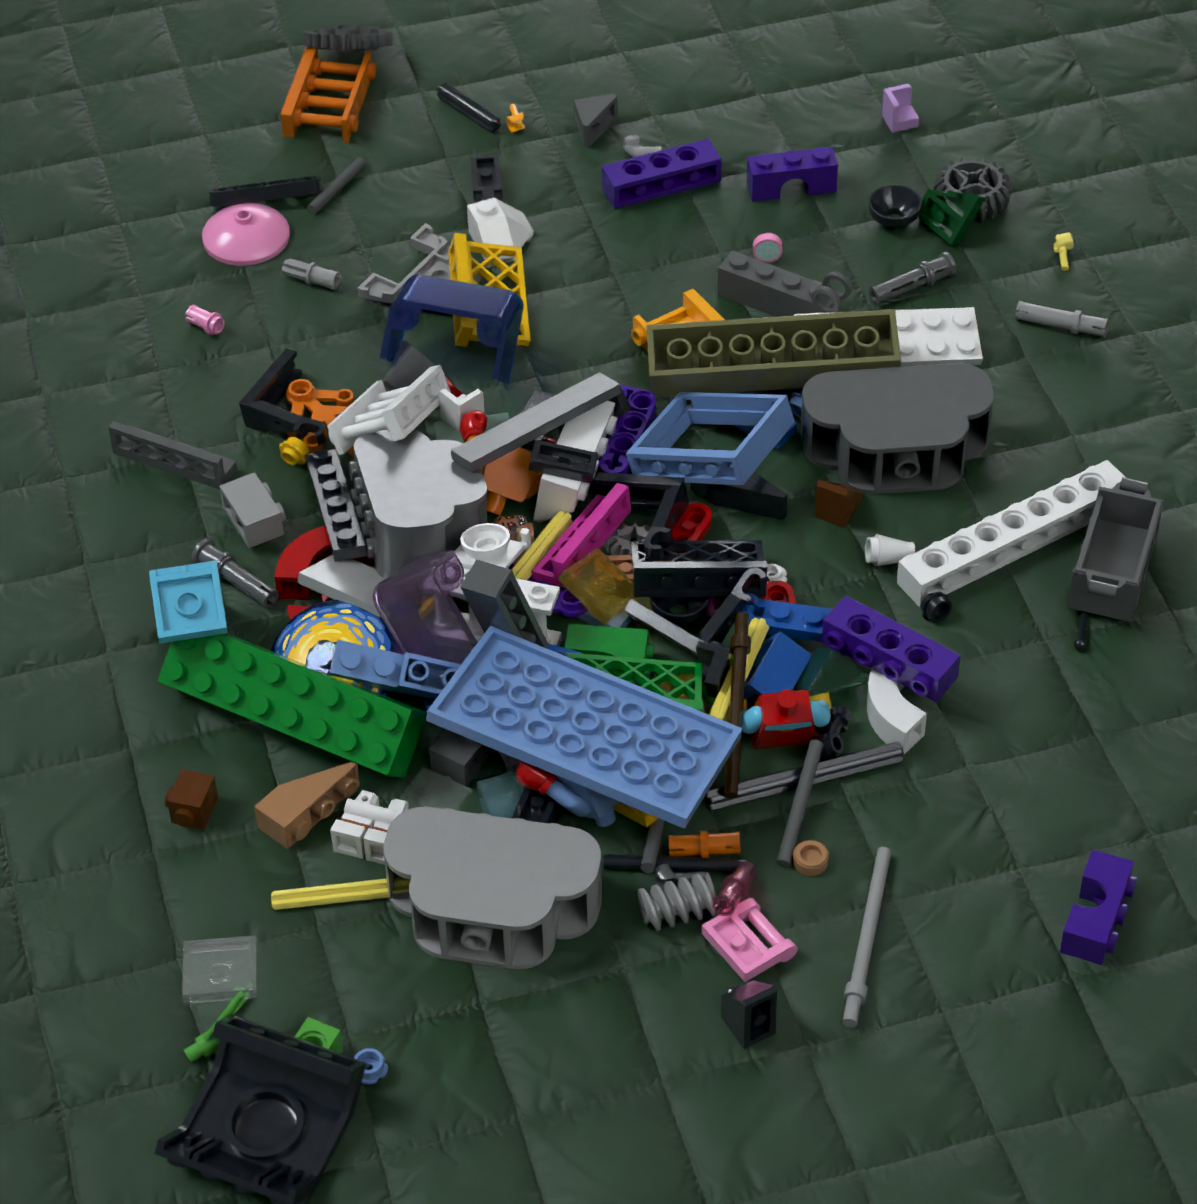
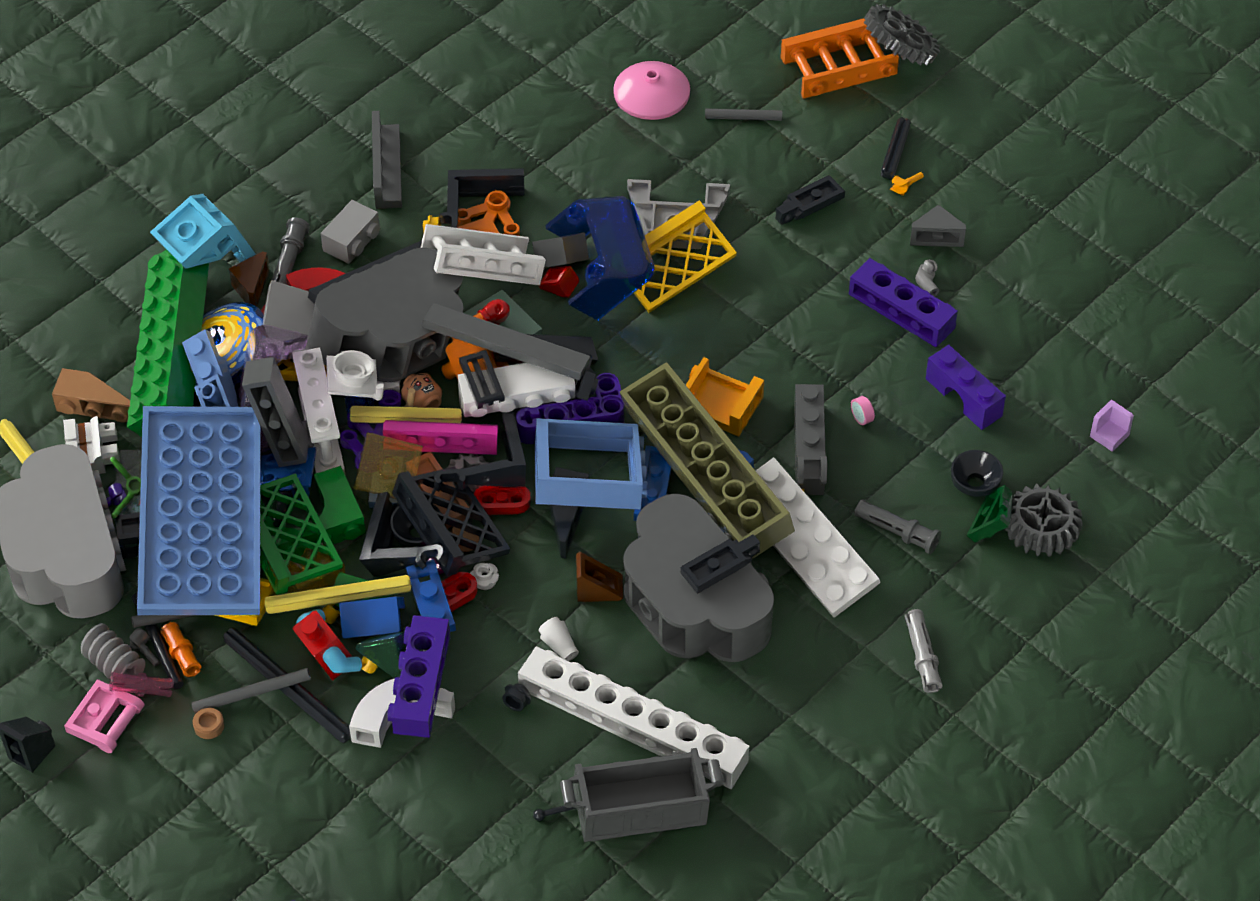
camera: 60 degrees right, 5 degrees up
(192, 799) = (61, 335): reddish brown brick -> none
(210, 322) = (536, 116): bright pink pin -> none
(250, 616) = (250, 277): none -> reddish brown slope
(265, 191) = (700, 76): black beam -> none
(312, 273) = (630, 147): light grey axle -> none
(453, 408) = (517, 298): white panel -> none
(469, 798) = (133, 486): none -> bright green plant
(499, 224) = (759, 232): white slope -> none
(717, 664) = (345, 573): black bracket -> none
(740, 648) = (364, 577): dark brown bar -> none
(831, 740) = (321, 684): black bar -> none
(856, 990) = (89, 805): light grey bar -> none
(917, 379) = (719, 562): none -> black hinge
(1063, 243) = (1025, 613): light yellow hand -> none

